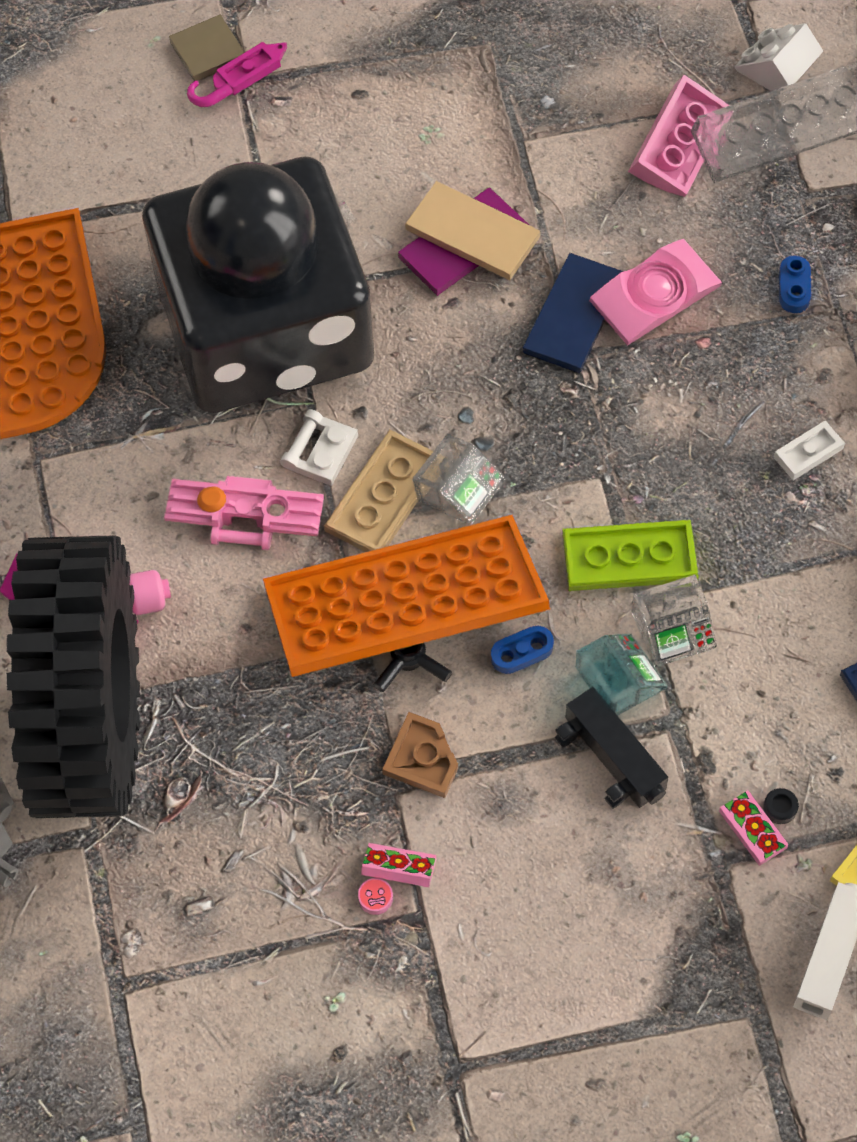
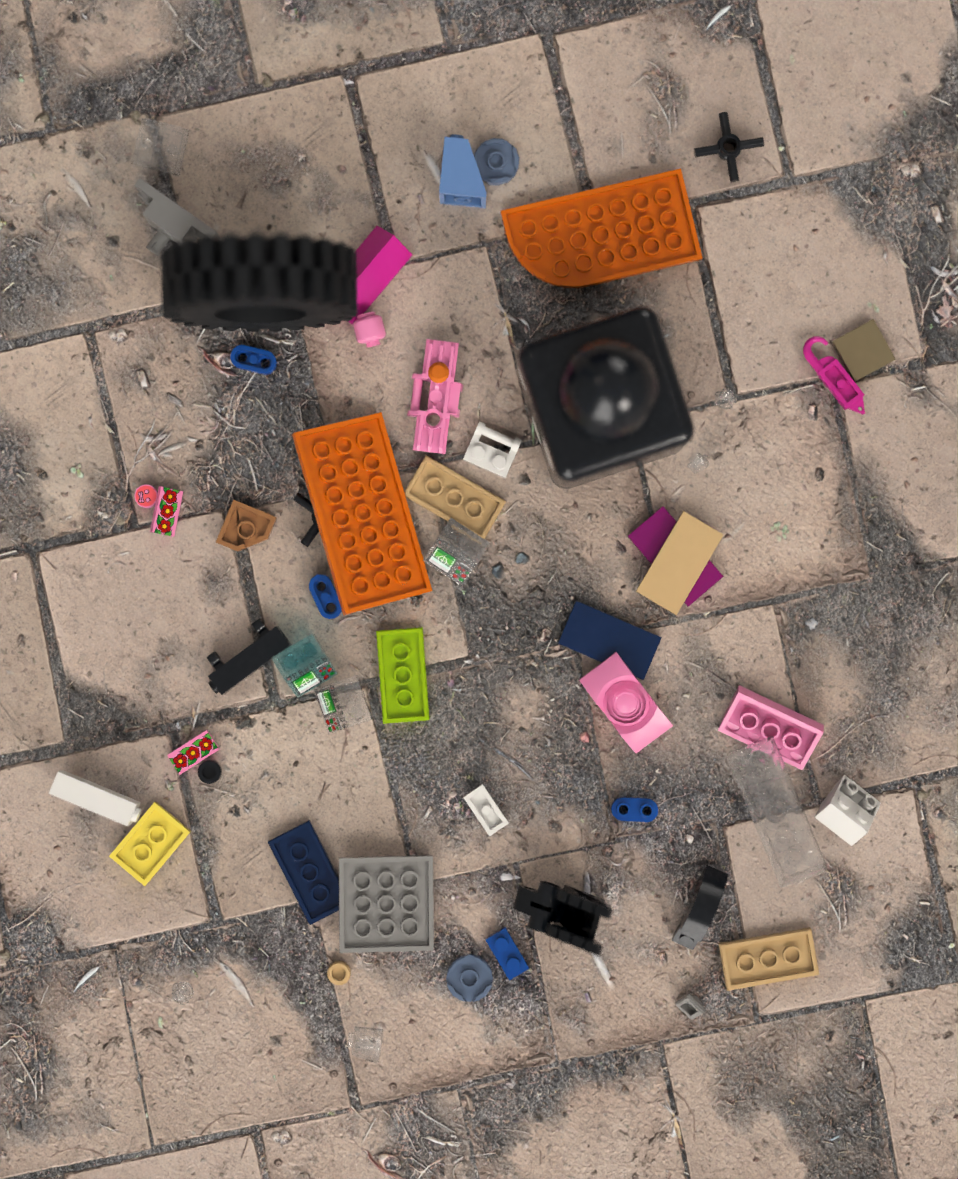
camera: 85 degrees right, 25 degrees up
(179, 748) = (254, 359): none -> blue plate

